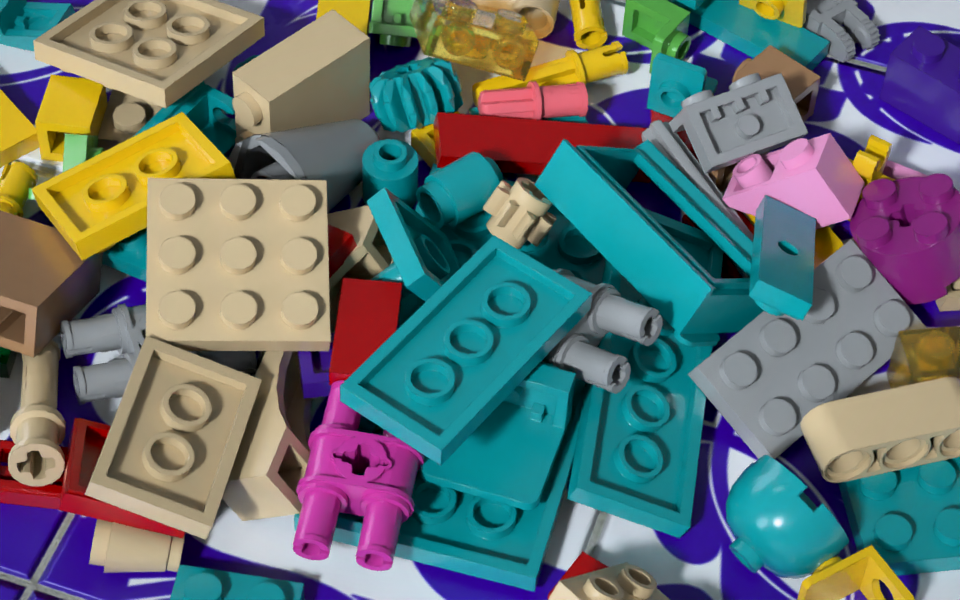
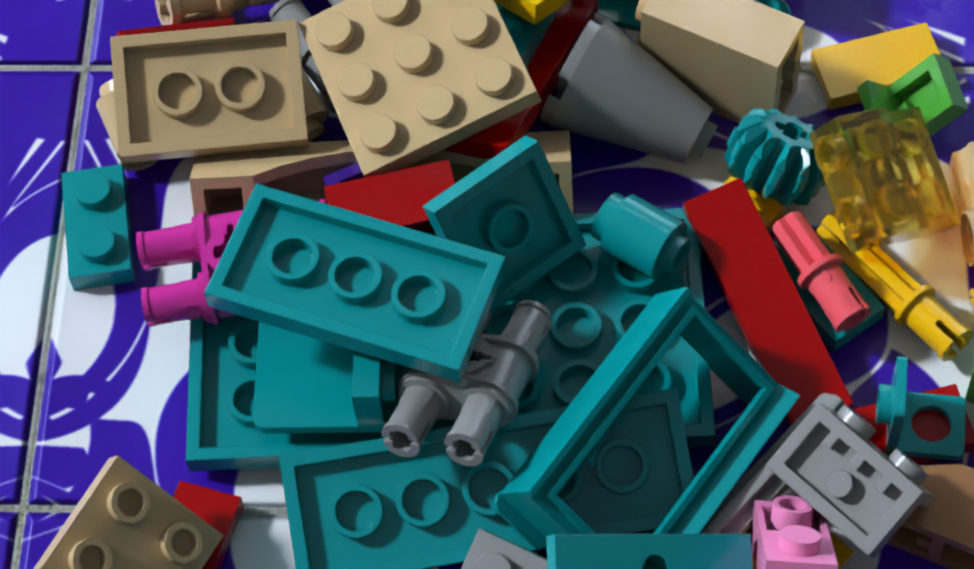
camera: 80 degrees right, 10 degrees up
(392, 166) = (651, 168): teal brick -> none
(519, 213) = (620, 294): tan gear -> none

